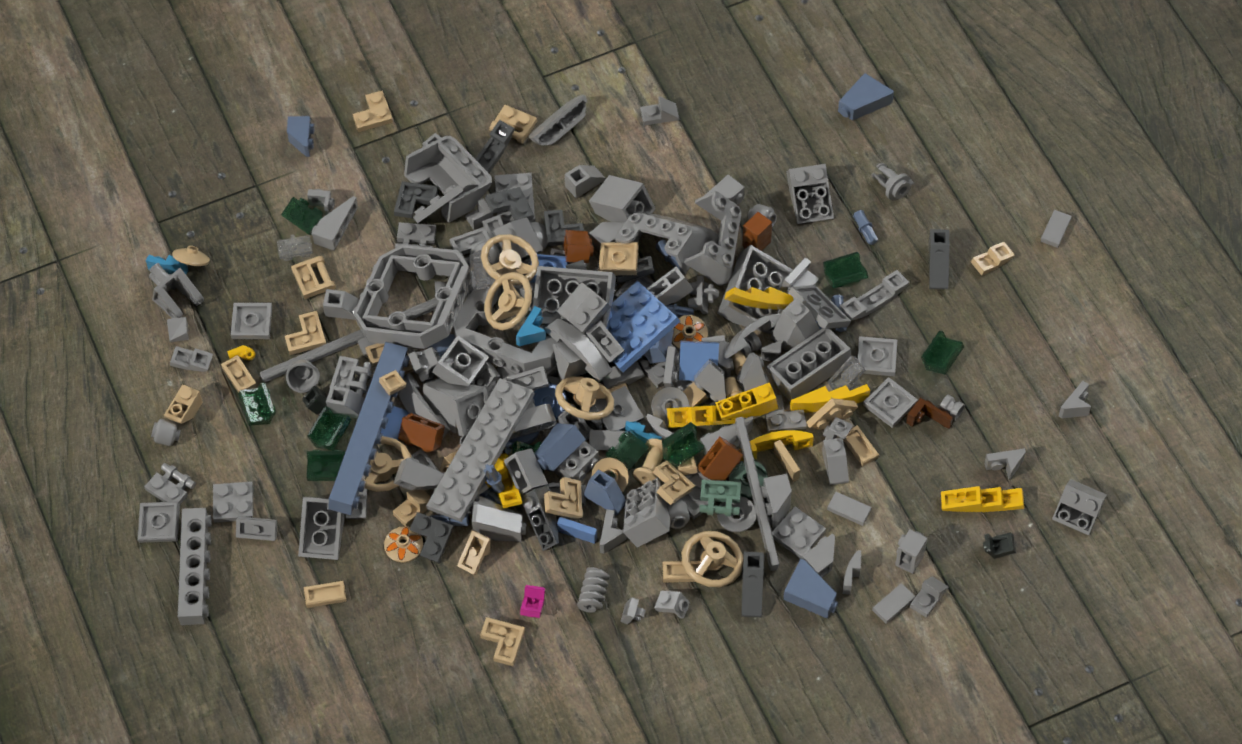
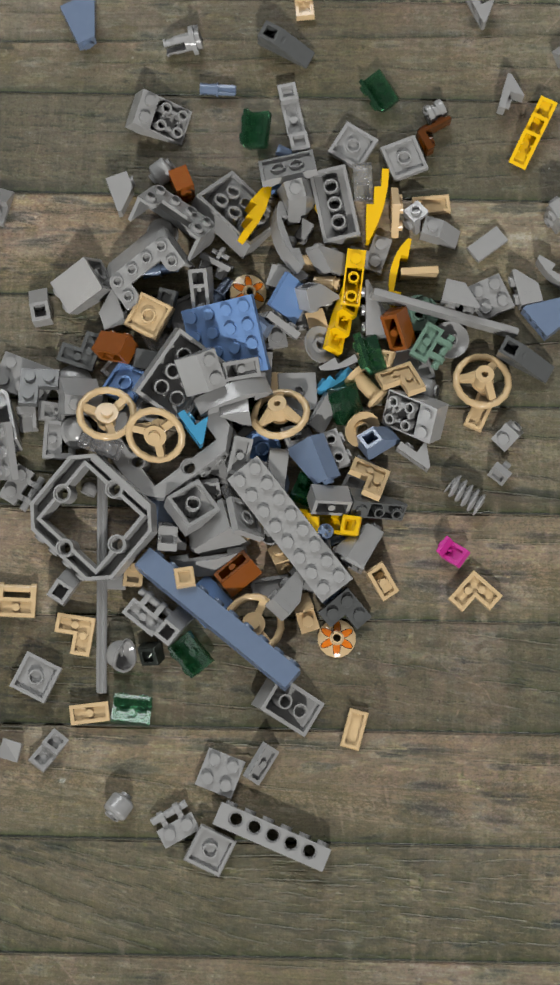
camera: 65 degrees left, 20 degrees up
(184, 405) = (101, 779): tan slope -> none
(243, 352) = (64, 699): yellow arm -> none
(324, 464) = (226, 673): clear green bracket -> none
(577, 530) = (400, 481): medium blue tile -> none
(799, 277) = (245, 173): light grey panel -> none

